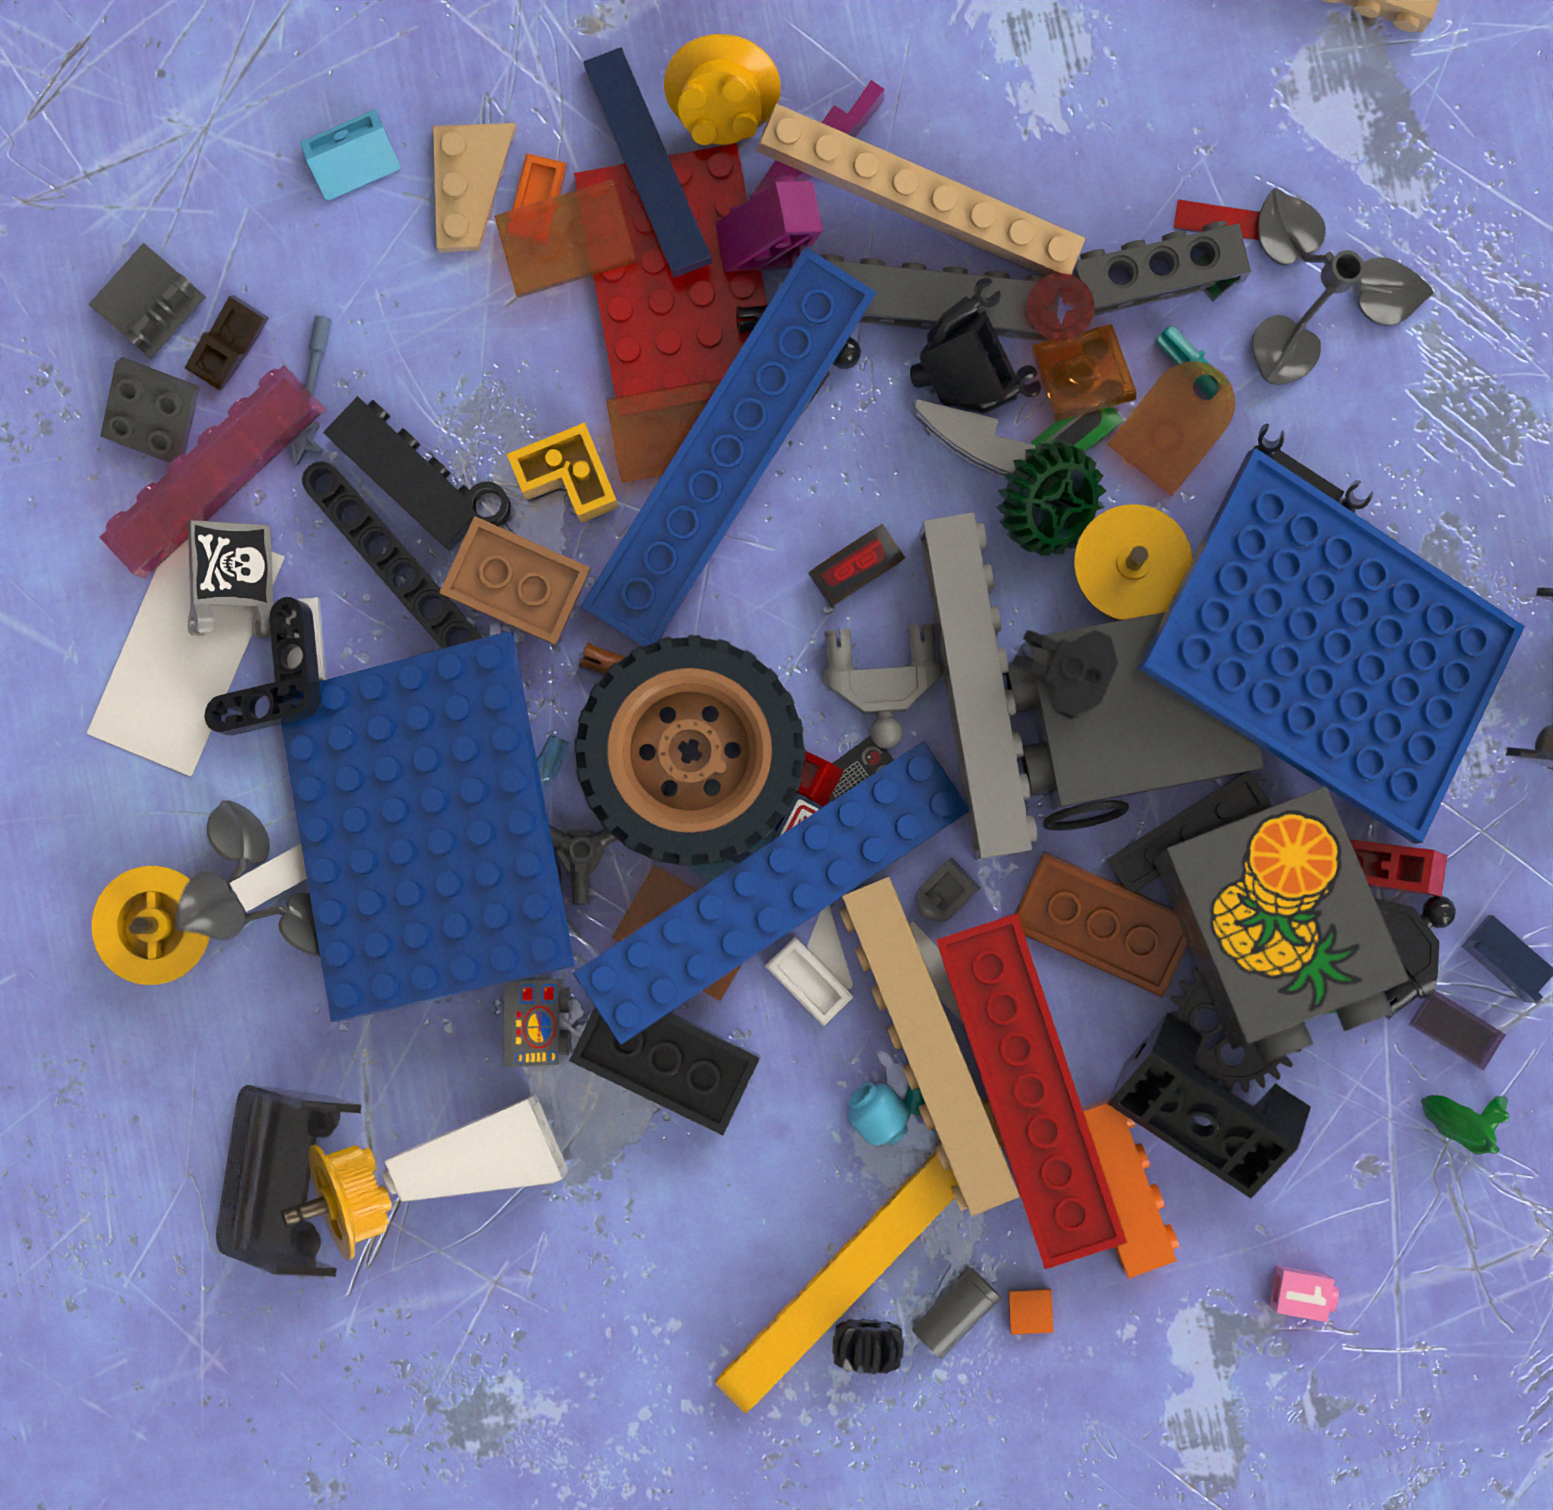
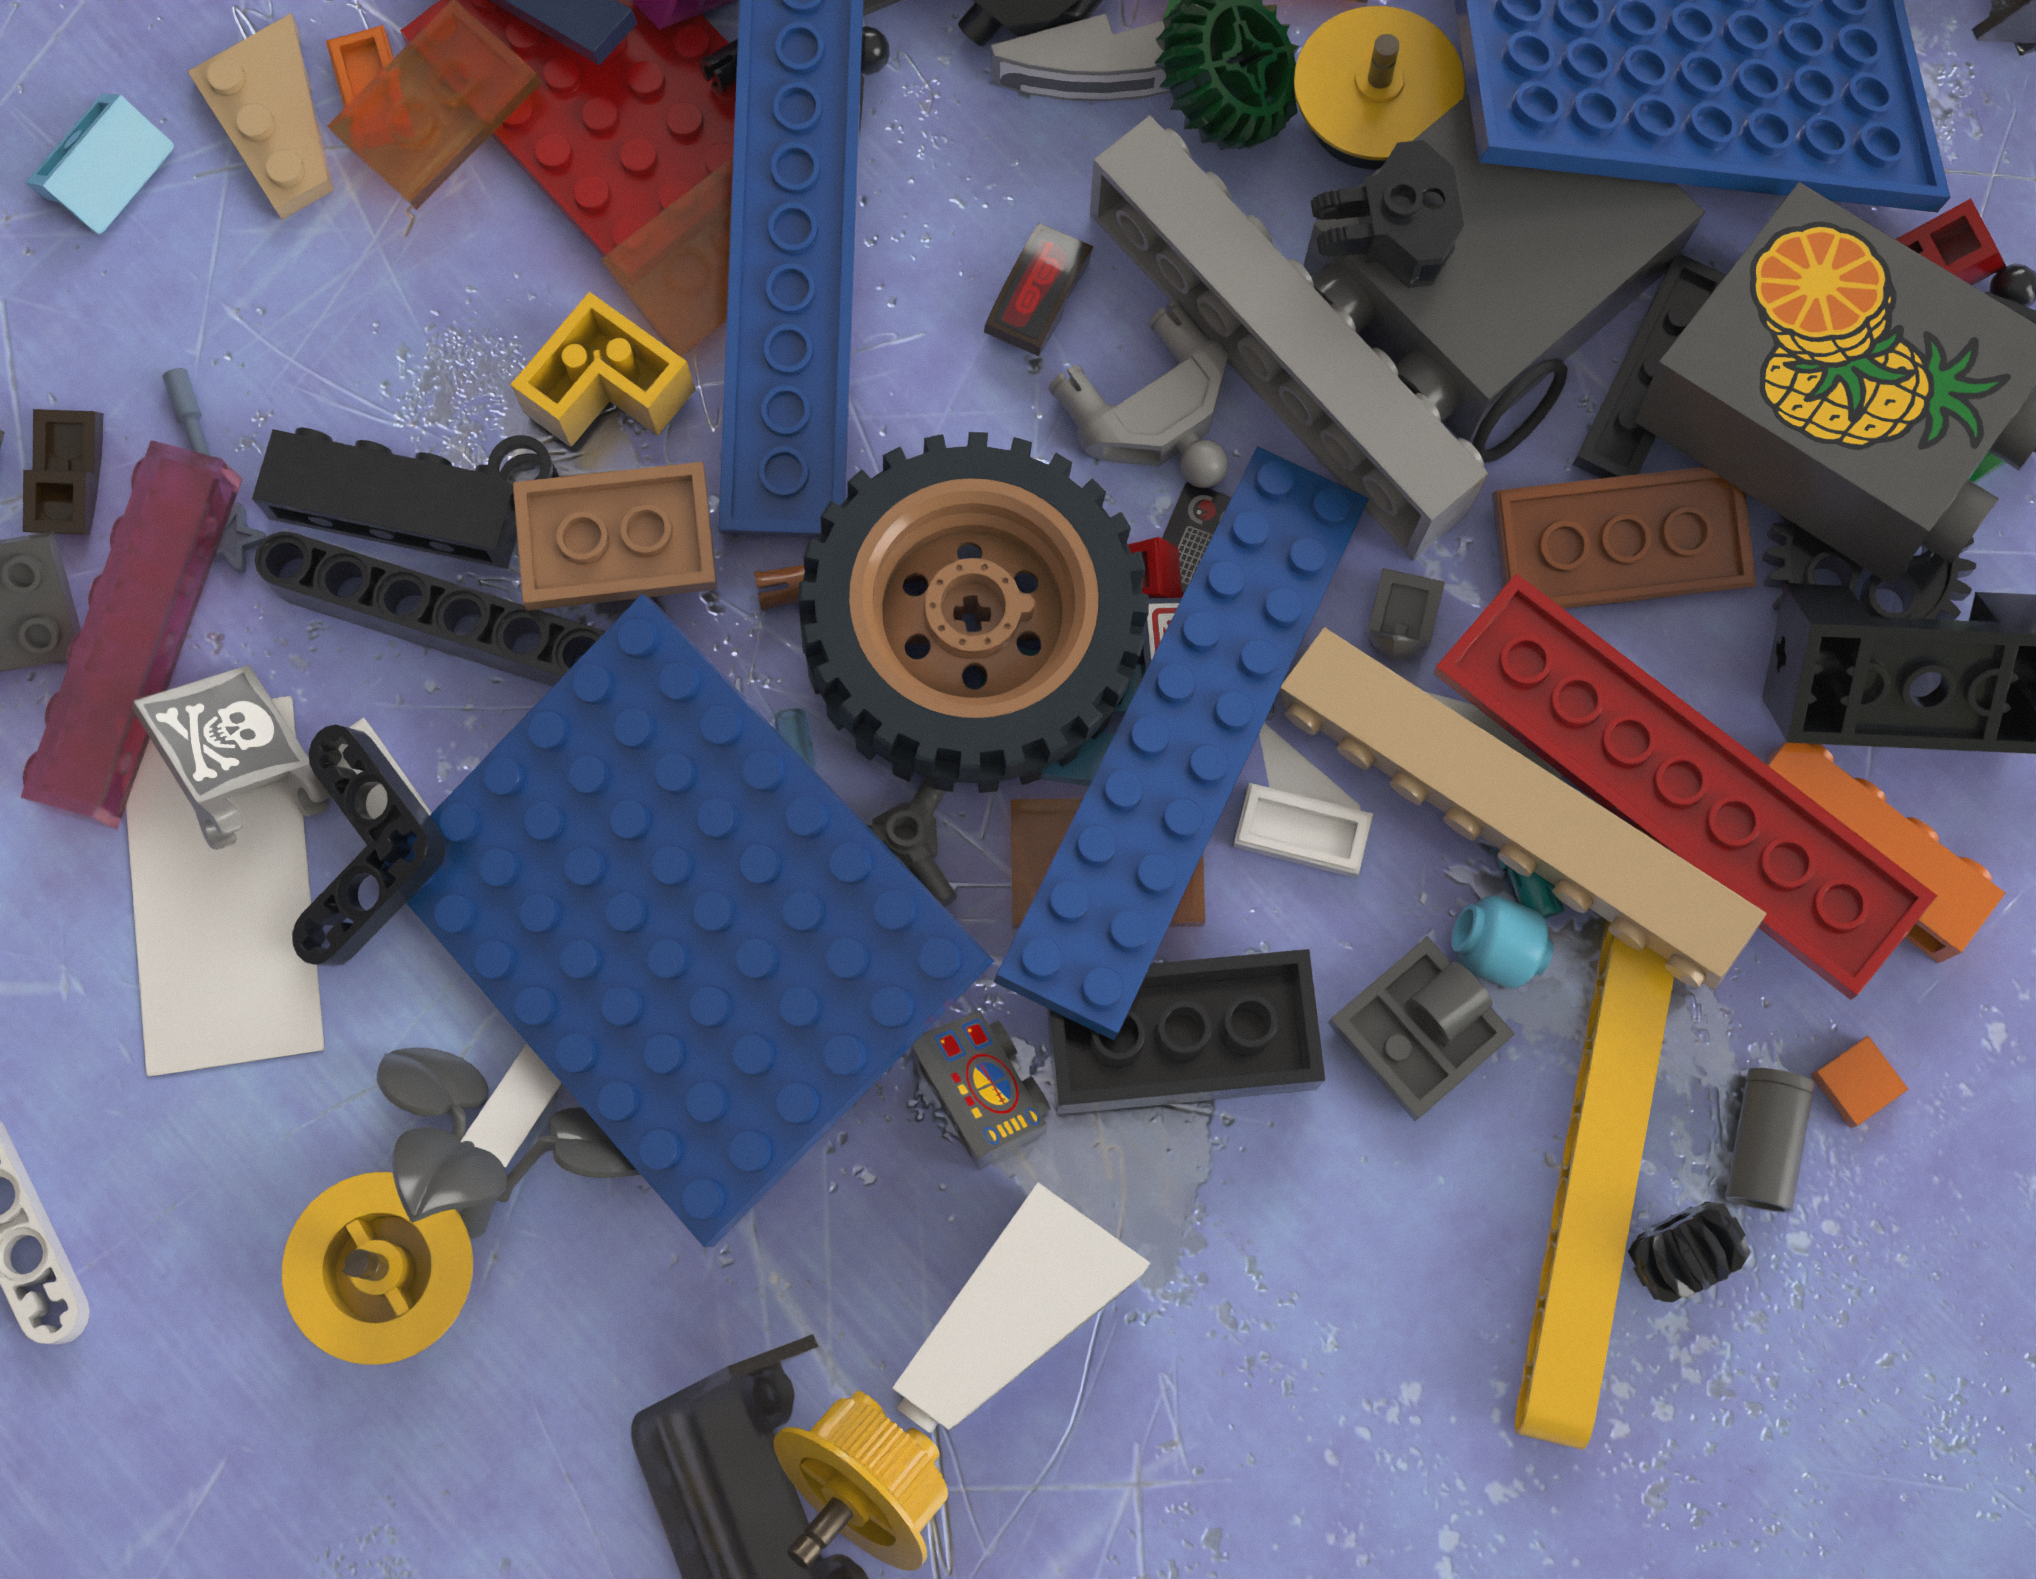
camera: 35 degrees left, 10 degrees down
(803, 1134) = (1422, 1027): none -> dark grey plate

